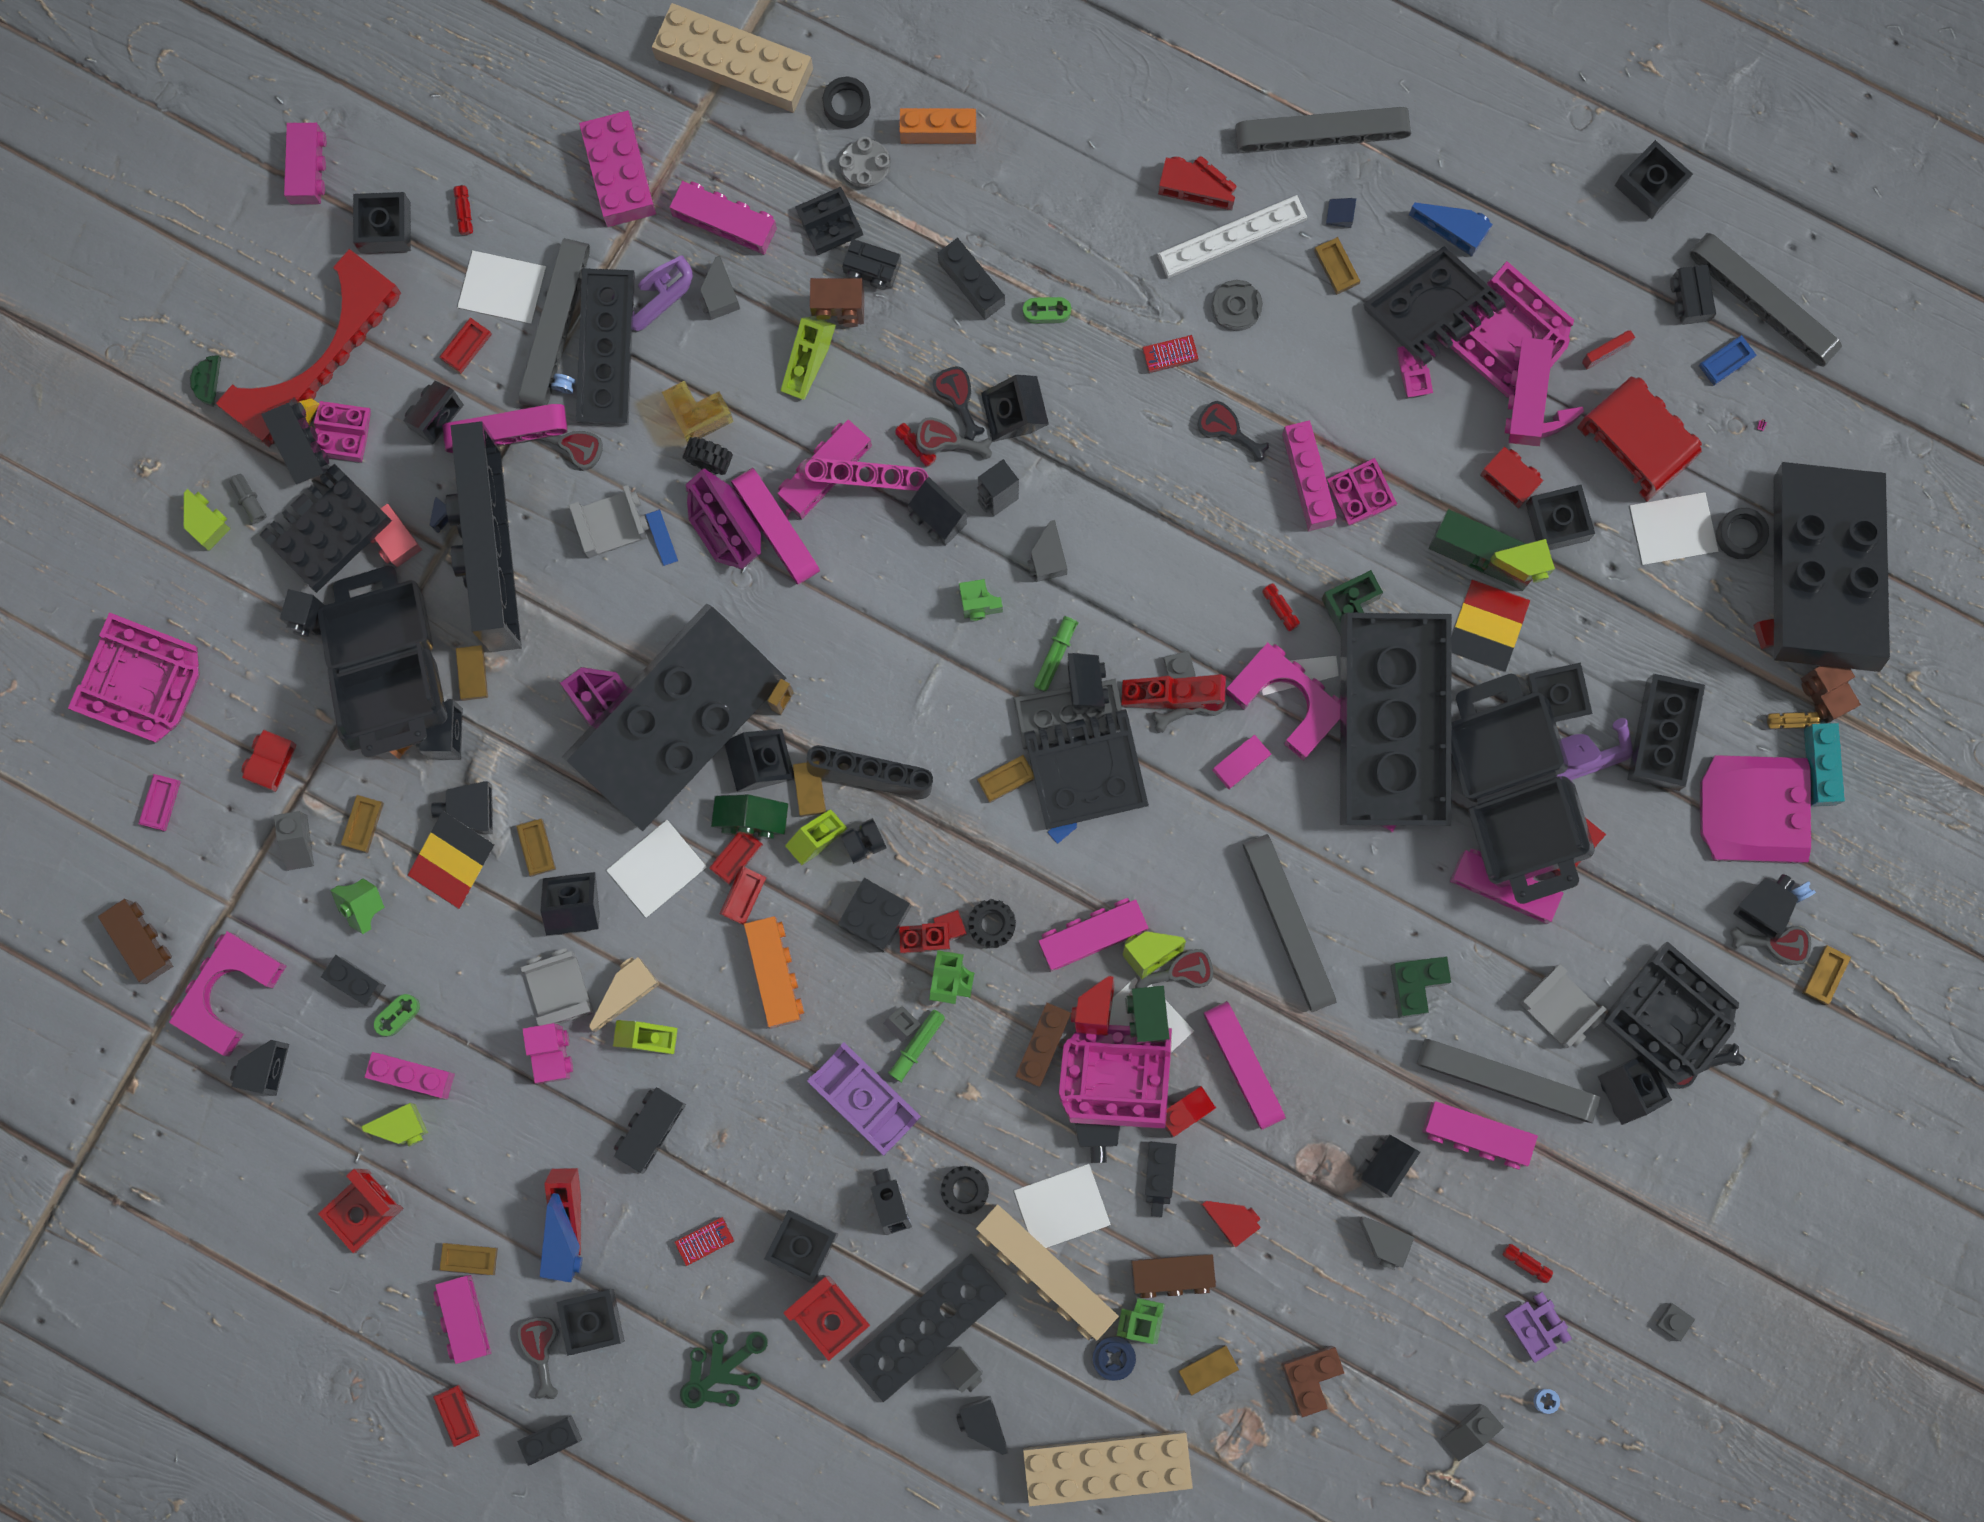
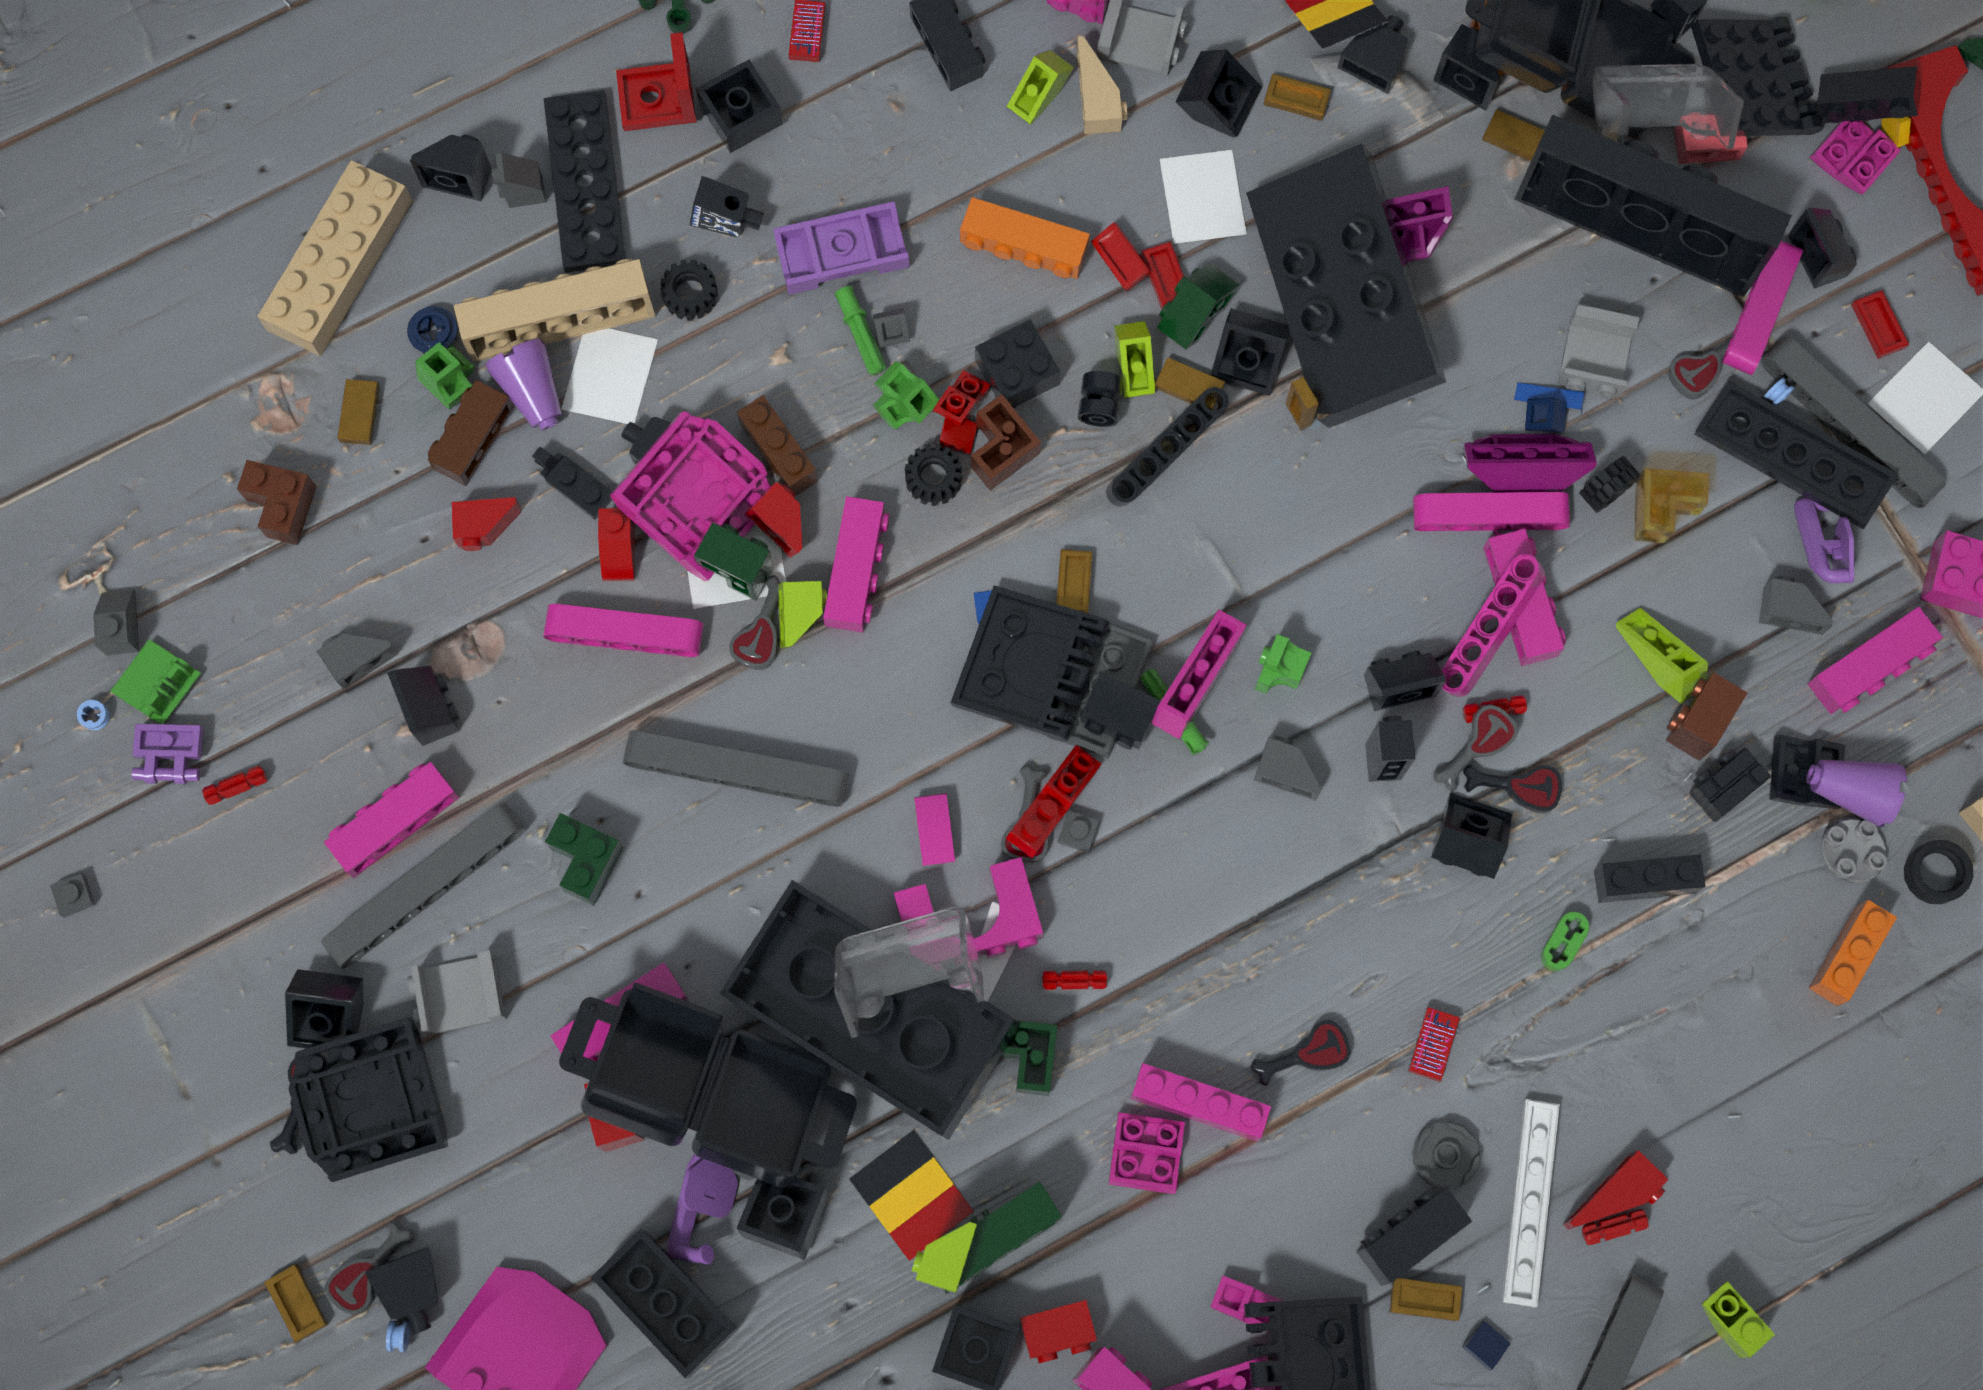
camera: 120 degrees right, 5 degrees down
(247, 498) = (1833, 28): dark grey axle -> none
(387, 578) = (1665, 97): none -> clear windscreen
(679, 530) = (1546, 415): none -> dark blue slope
(823, 176) = (1861, 787): none -> medium lavender cone
(940, 879) = (1009, 444): none -> copper brick
(1023, 646) = (1198, 674): none -> dark pink brick
(1111, 1256) = (528, 382): none -> medium lavender cone
(1227, 68) = (1736, 1321): none -> lime slope
(1307, 291) = (1413, 1235): none -> black brick
(1352, 710) = (902, 959): none -> clear windscreen
(1495, 1373) = (155, 682): none -> bright green hinge

